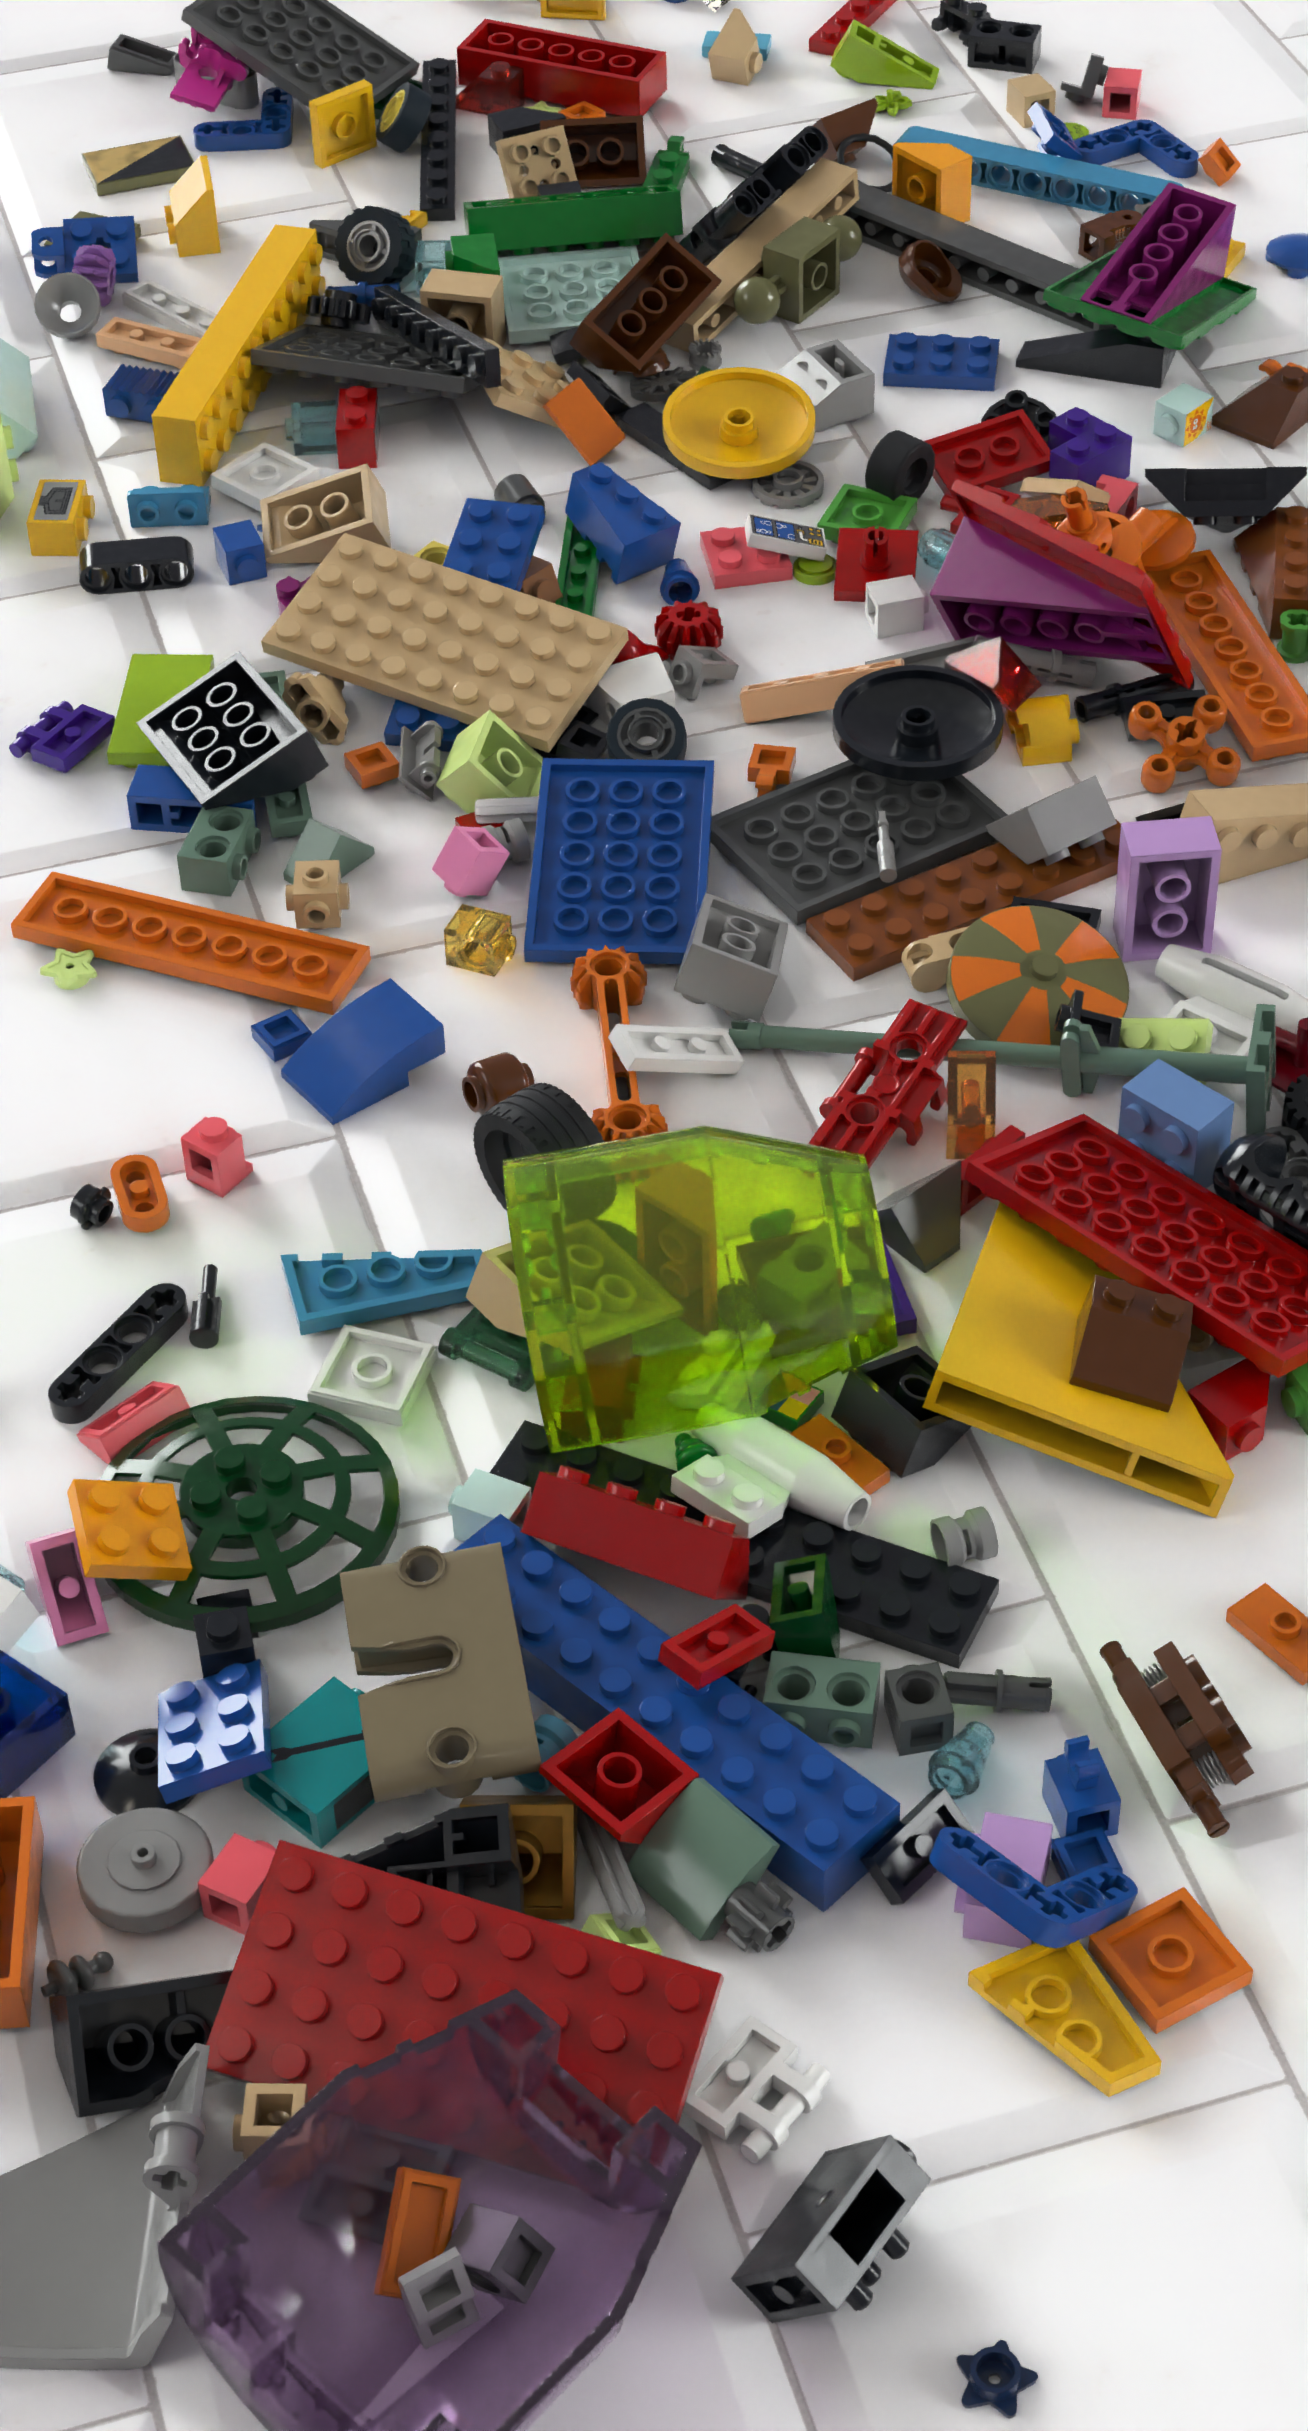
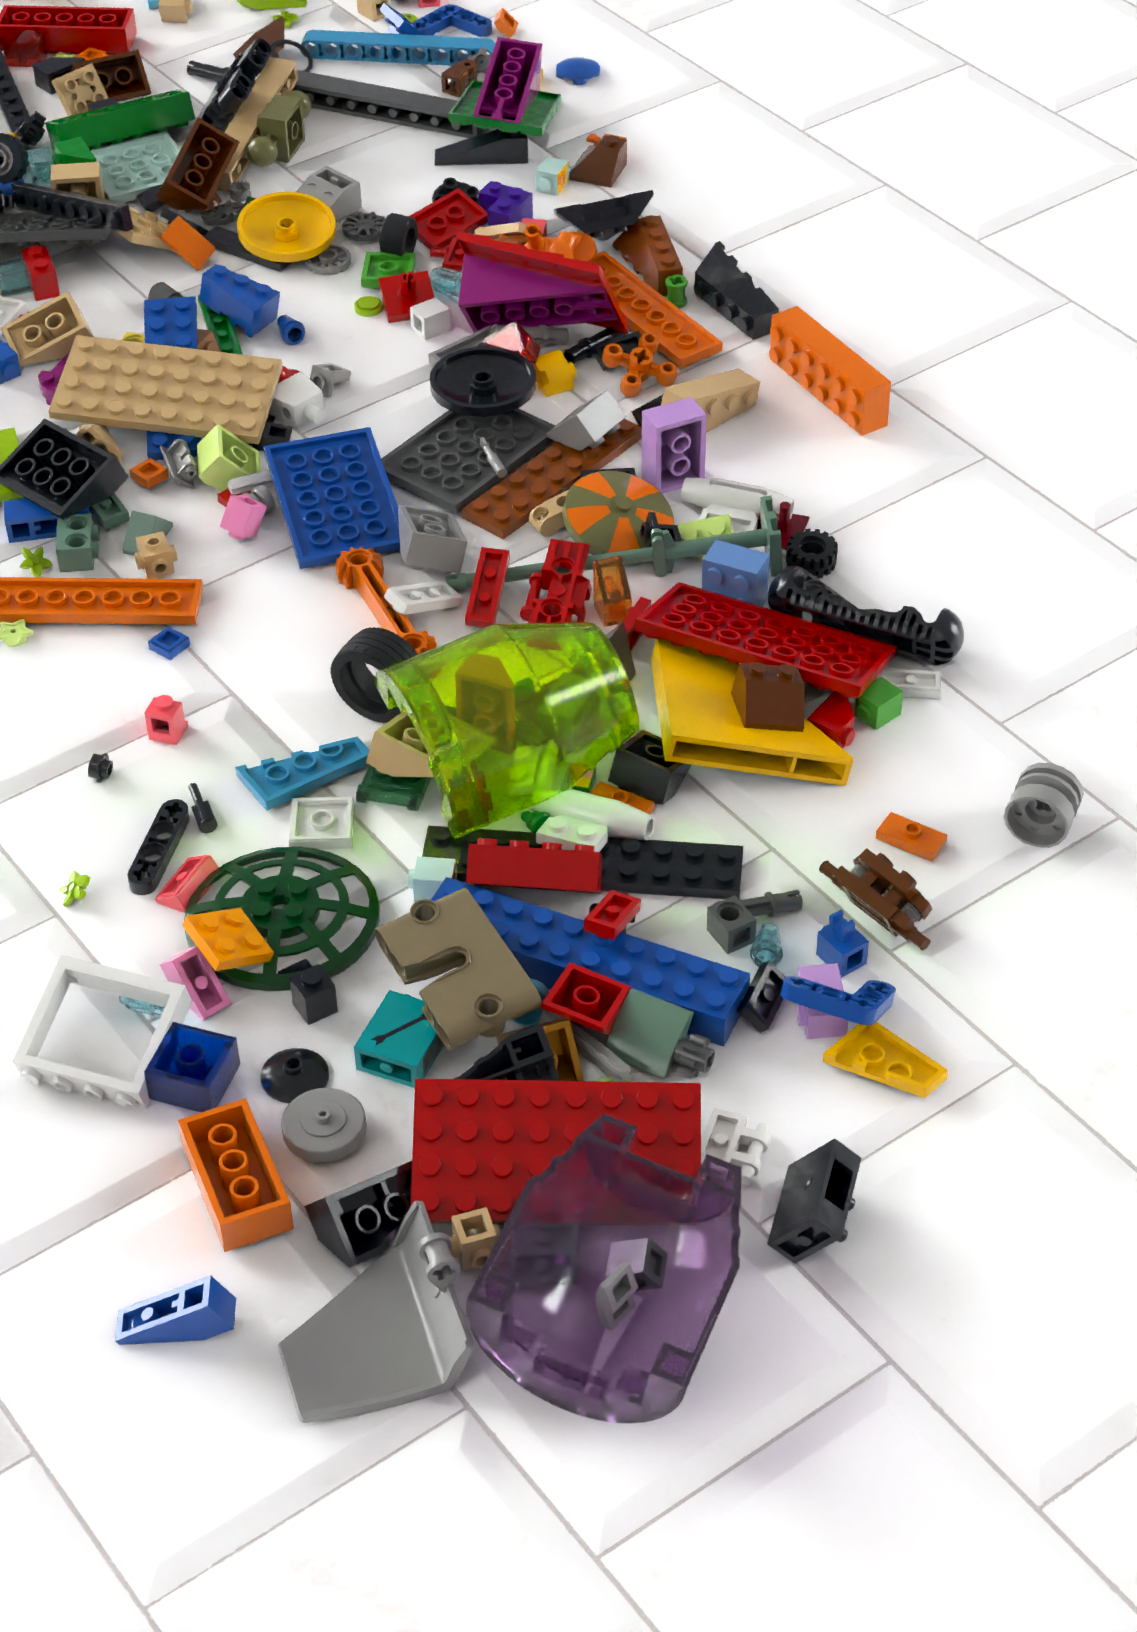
camera: 20 degrees left, 0 degrees up
(76, 1975) = (307, 1193): dark grey hair -> none
(140, 1193) = (127, 752): orange plate -> none
(149, 865) = (35, 561): none -> lime plant
(213, 1731) = (331, 1037): blue plate -> none
(235, 1882) = (386, 1118): coral brick -> none
(364, 1052) = (229, 640): blue slope -> none
(416, 2225) = (584, 1266): orange tile -> none
(440, 211) = (31, 130): none -> black gear
(479, 940) = (268, 562): clear yellow brick -> none
(494, 1080) = (321, 642): reddish brown head -> none
(642, 719) = (316, 411): wheel -> none
(669, 165) = (161, 79): green hinge -> none
(688, 625) = (308, 353): red gear -> none
(736, 564) = (322, 306): coral plate -> none
(771, 766) = (398, 426): orange plate -> none
(783, 1055) = (487, 587): none -> red plate
(785, 537) = (346, 290): tile -> none
(802, 693) = (401, 378): light nougat slope -> none
(804, 1607) = (644, 883): dark green slope -> none
(825, 1696) = (678, 928): sand green brick -> none
(860, 443) = (364, 225): none -> dark grey wheel
(929, 272) = (359, 117): reddish brown hat -> none
(933, 177) = (339, 58): light orange slope -> none
(941, 362) = (389, 170): blue plate -> none
(964, 1537) = (715, 827): light grey wheel -> none
(1000, 2362) = (931, 1247): dark blue plate -> none
(1082, 1852) = (856, 976): blue tile -> none
(1170, 1960) = (928, 1018): orange plate -> none

